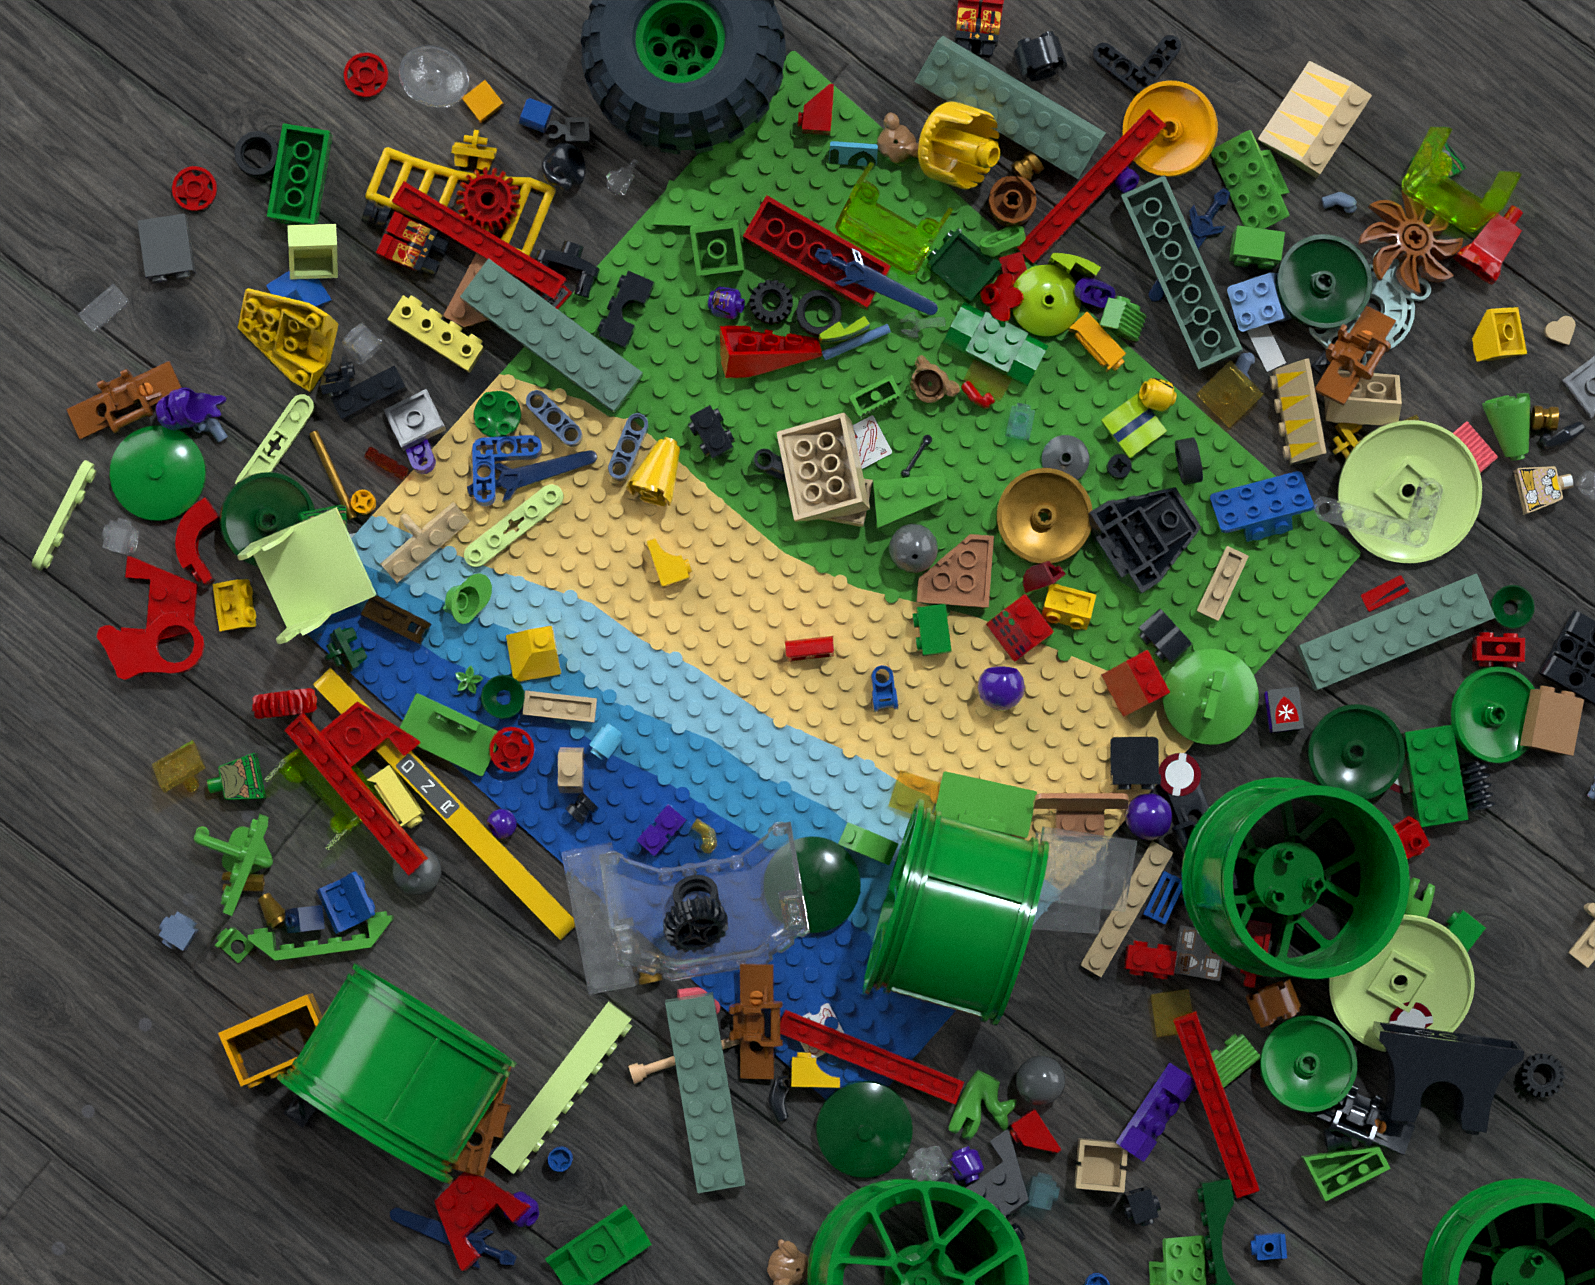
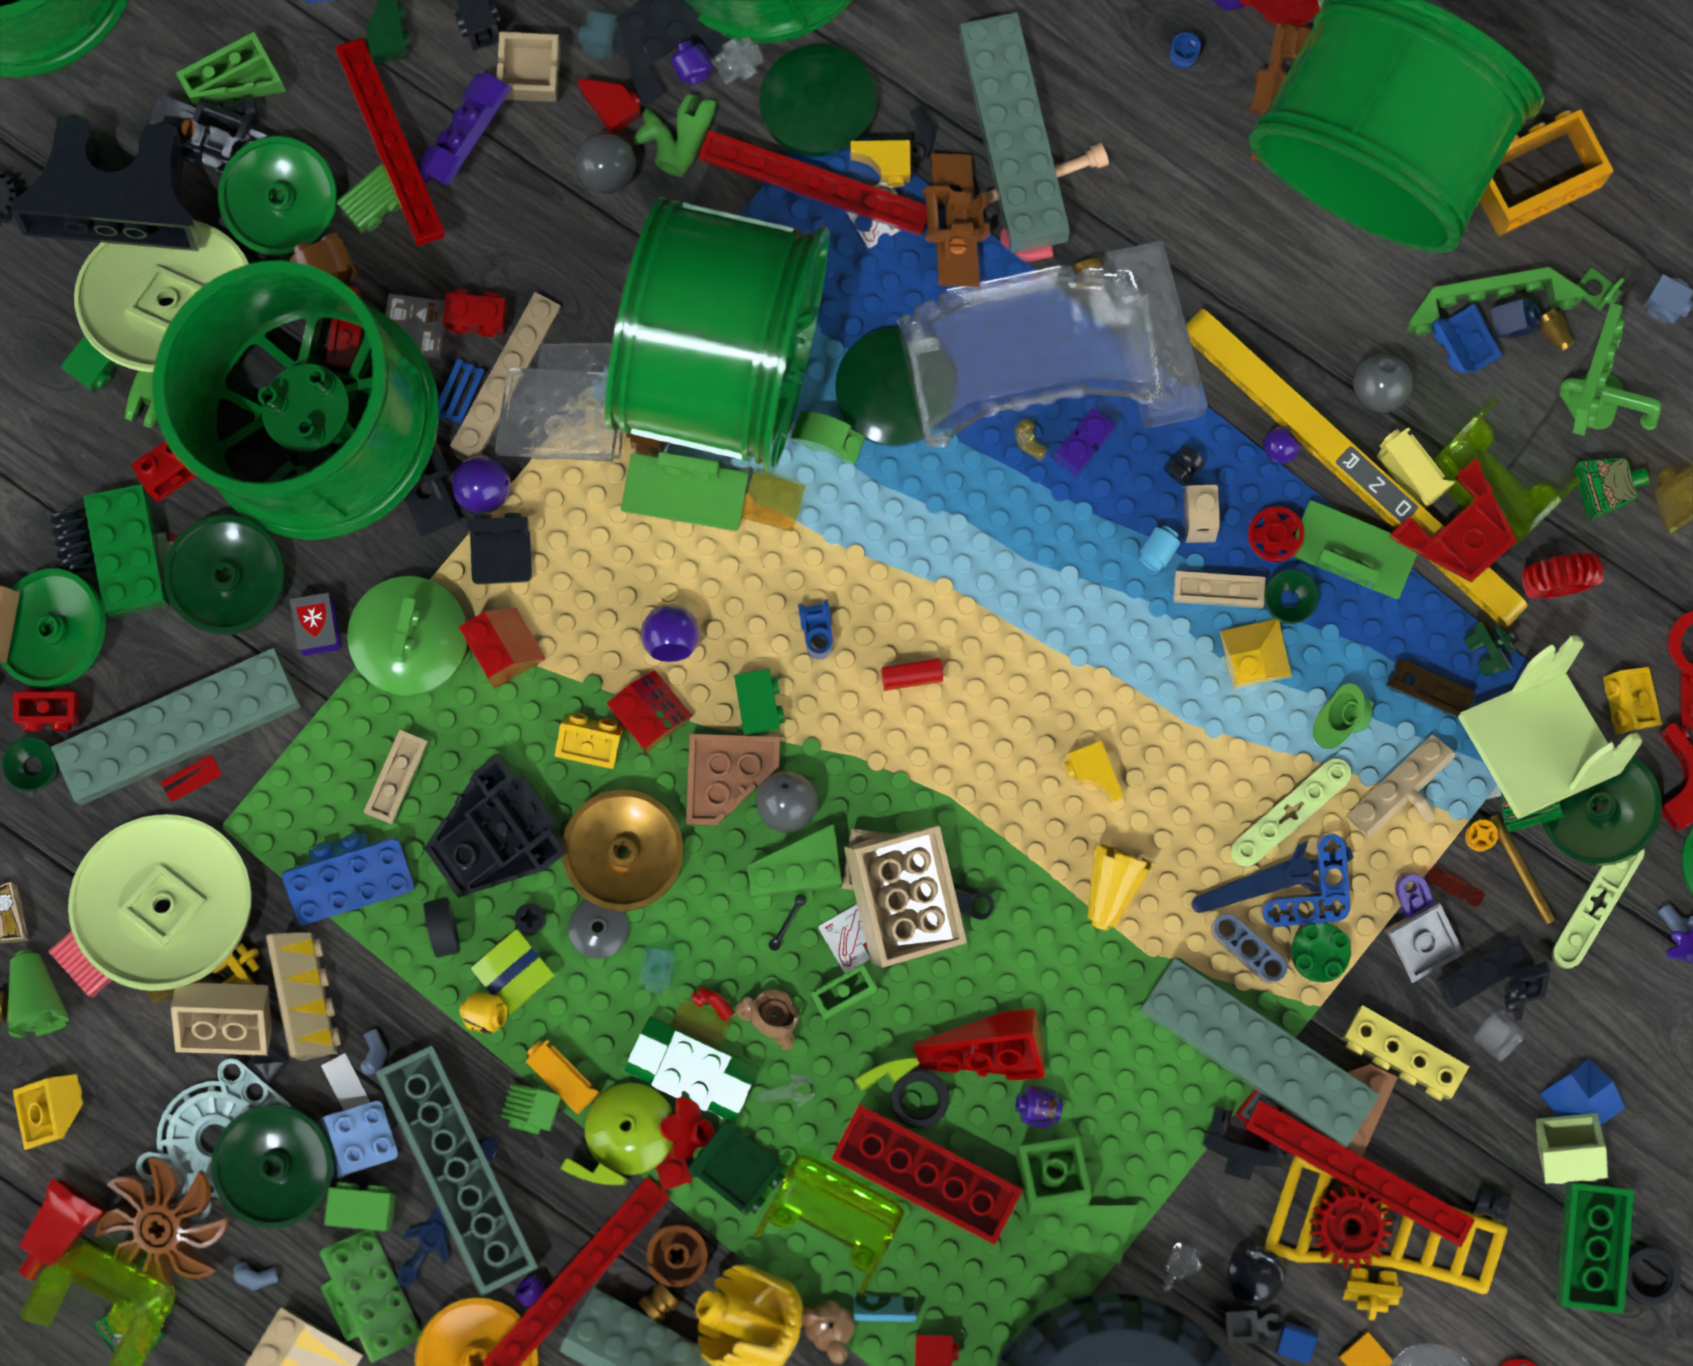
camera: 175 degrees right, 5 degrees down
(254, 882) = (1581, 362): pearl gold bar -> none
(289, 334) = (1588, 1040): yellow wedge -> none
(356, 794) = (1467, 463): red plate -> none
(420, 245) = (1433, 1163): hips -> none
(468, 680) = (1335, 619): bright green plant -> none
(561, 1087) = (1188, 133): yellowish green brick -> none
(632, 290) = (1178, 1067): black arch -> none
(637, 438) = (1163, 906): sand blue beam -> none
(695, 883) = (1034, 340): black tyre -> none
(695, 924) = (1037, 321): black gear -> none
(708, 426) = (1048, 938): black brick -> none
(771, 316) = (963, 1118): black tyre -> none
(855, 342) = (862, 1068): medium blue bar -> none
(869, 278) = (855, 1139): dark blue sword -> none
(1002, 240) = (688, 1203): bright green plate -> none
(1041, 576) = (622, 773): dark red brick -> none
(1081, 810) = (565, 484): nougat plate -> none
(1094, 291) = (567, 1142): dark purple plate -> none
(1164, 636) = (467, 707): black brick -> none
(1167, 1007) = (448, 257): clear yellow piece -> none
(1179, 774) = (444, 540): sticker -> none
(1230, 394) = (391, 1020): clear yellow tile -> none
(1347, 352) = (240, 1075): dark orange piece -> none
(1380, 528) = (191, 862): clear beam -> none
(1417, 1017) = (143, 259): white sticker -> none

